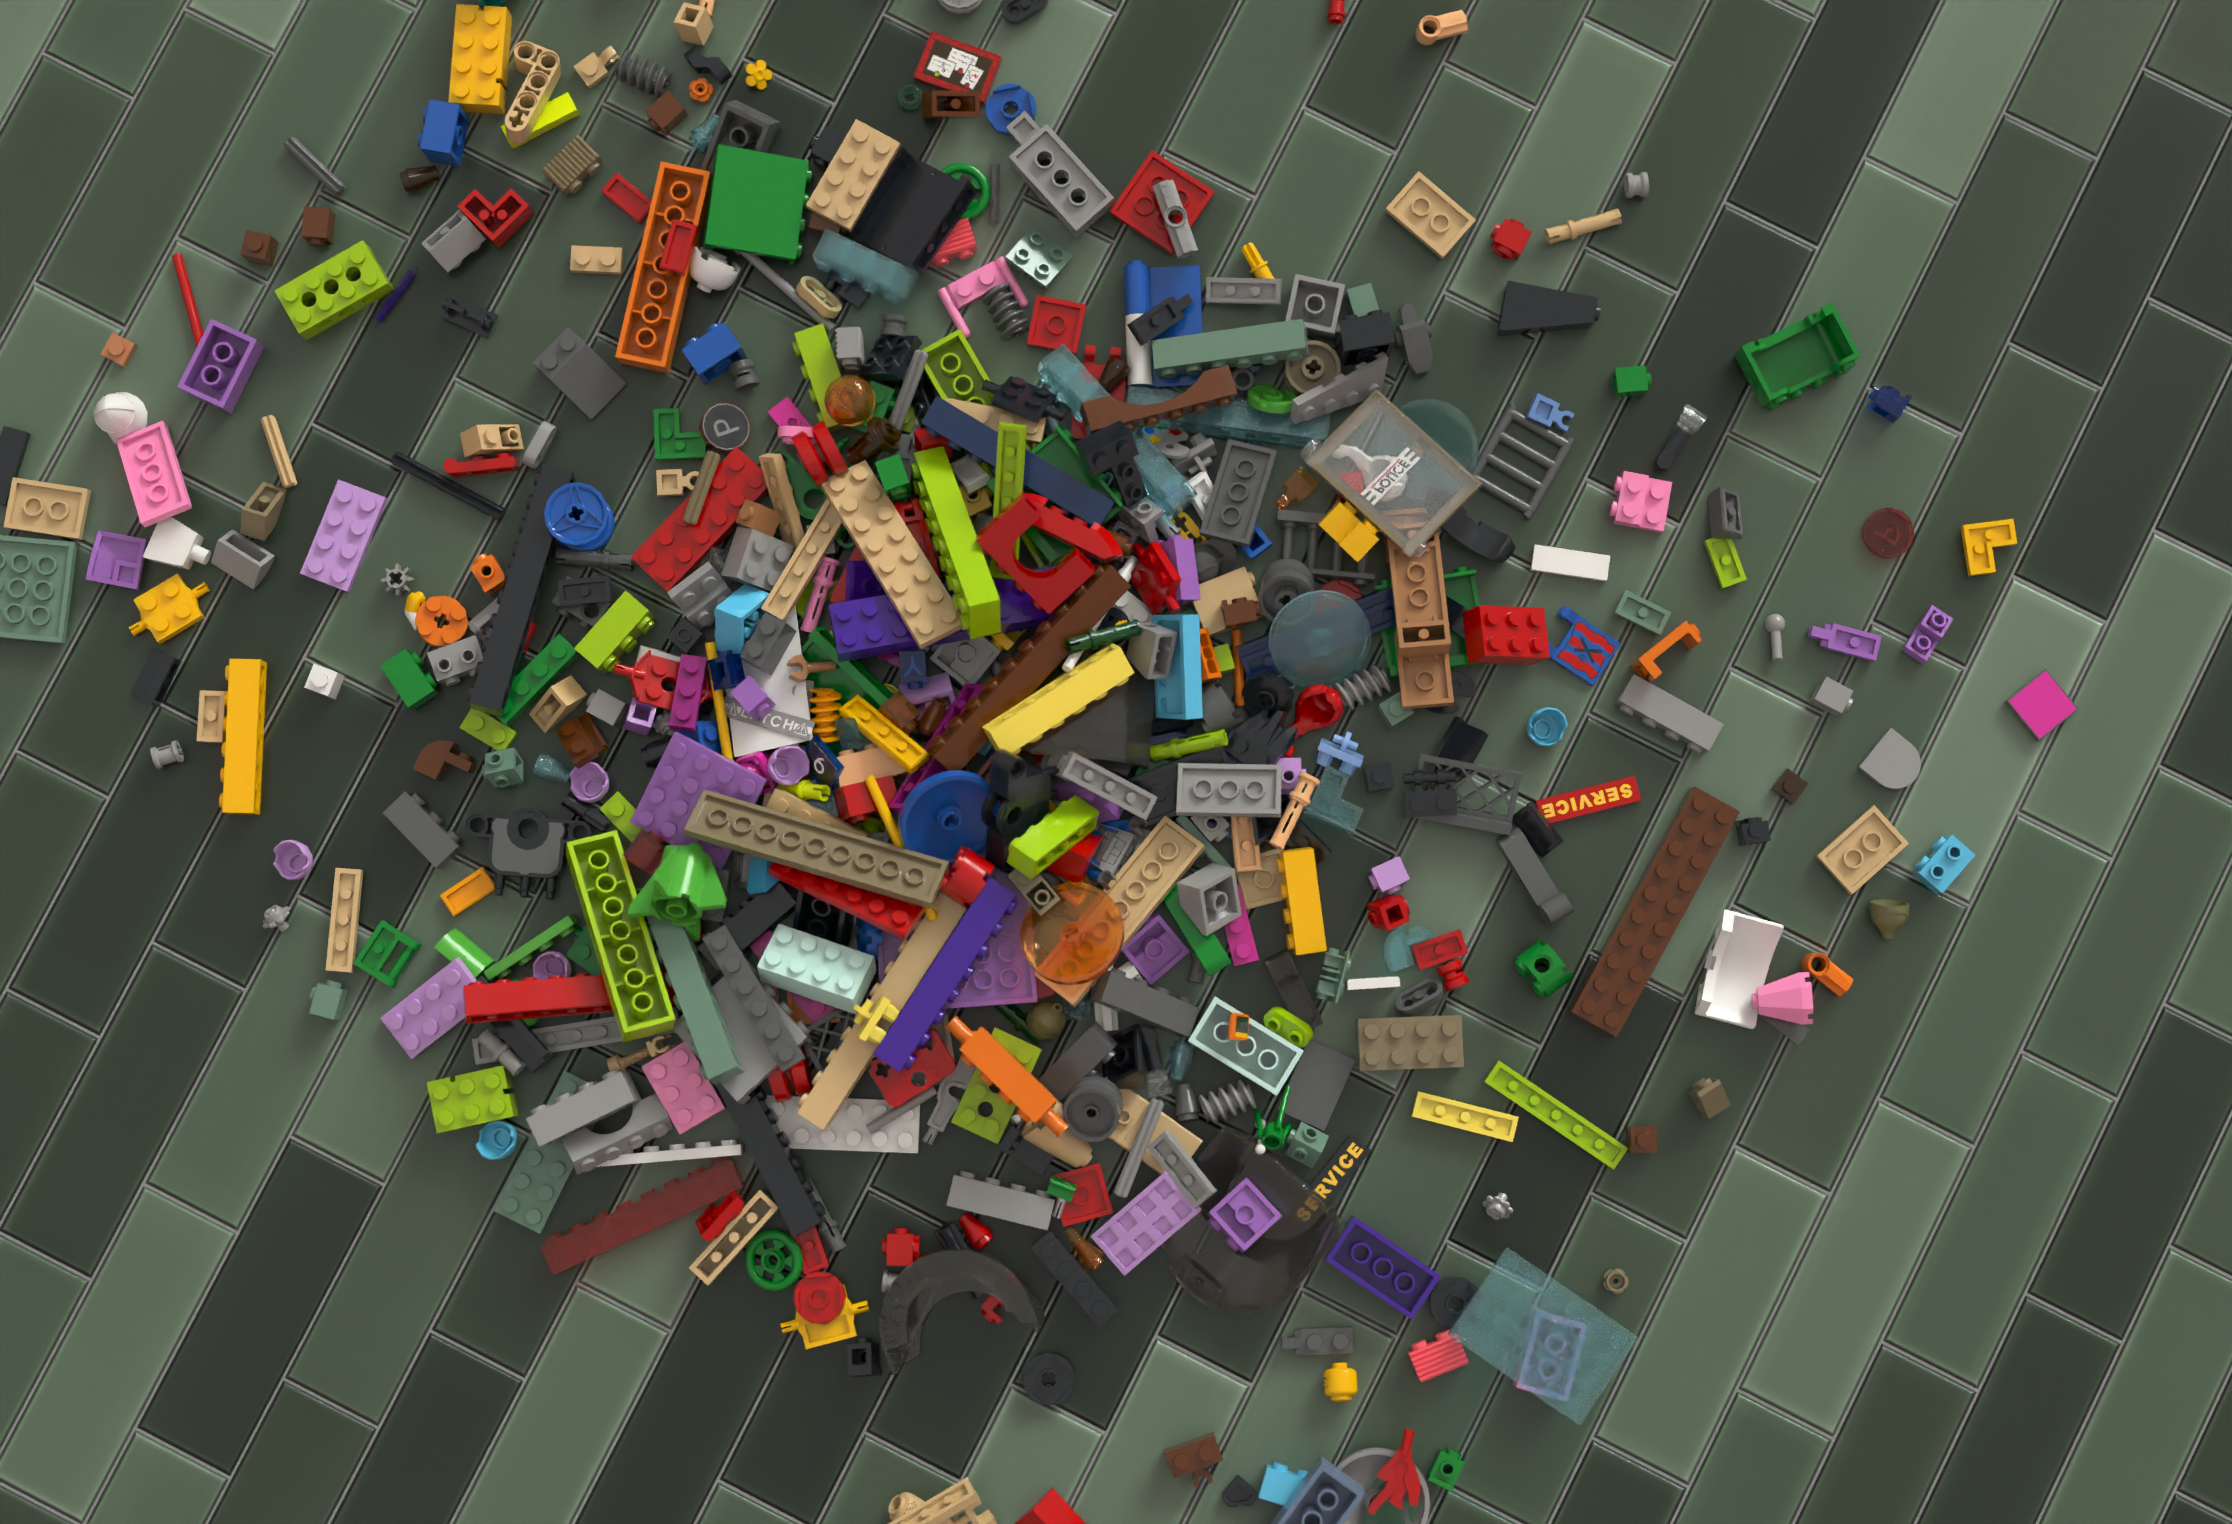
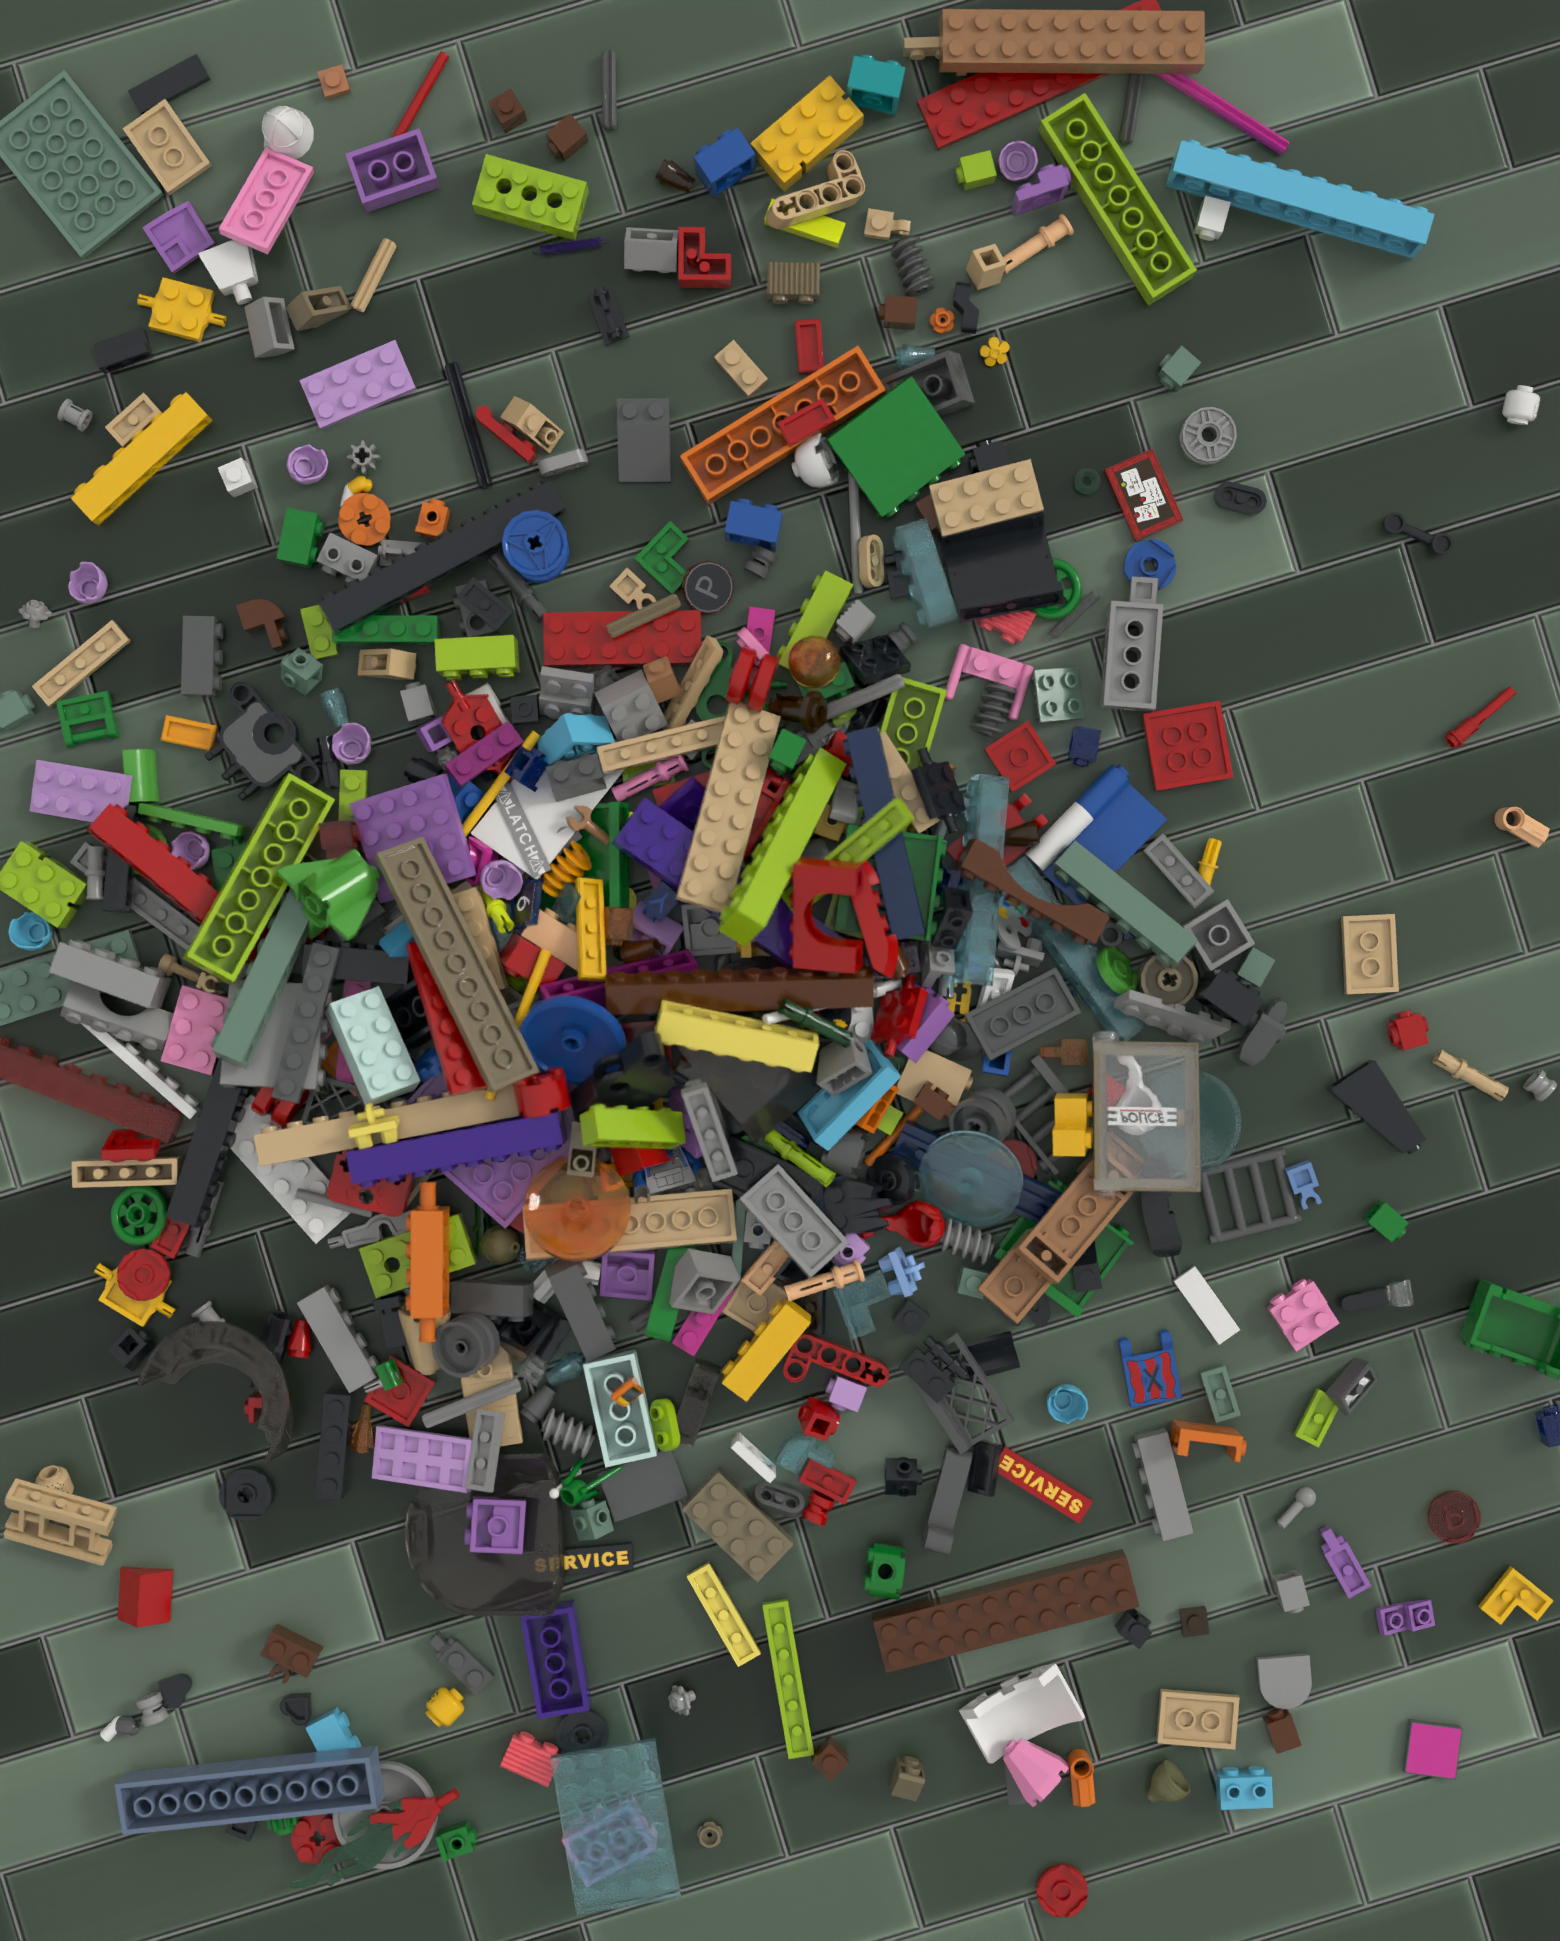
camera: 45 degrees right, 5 degrees up
(364, 624) = (307, 464): none -> lavender hair
(582, 739) = (377, 708): reddish brown plate -> none
(753, 698) = (525, 806): medium lavender brick -> none
(901, 1247) = (236, 1298): red brick -> none
(950, 104) = (1110, 518): reddish brown slope -> none
(1092, 273) = (1083, 746): none -> clear blue brick
(1106, 448) = (959, 889): black brick -> none
(1158, 318) = (1096, 830): black hinge -> none
(1169, 205) = (1191, 754): light grey piece -> none
(1333, 986) = (741, 1421): sand green hinge -> none
(1362, 861) = (837, 1364): none -> red beam
(1486, 893) = (902, 1476): none -> black brick
(1506, 635) = (1105, 1312): red brick -> none
(1896, 1065) = (1062, 1890): none -> red tile
(1926, 797) = (1281, 1730): none -> reddish brown brick

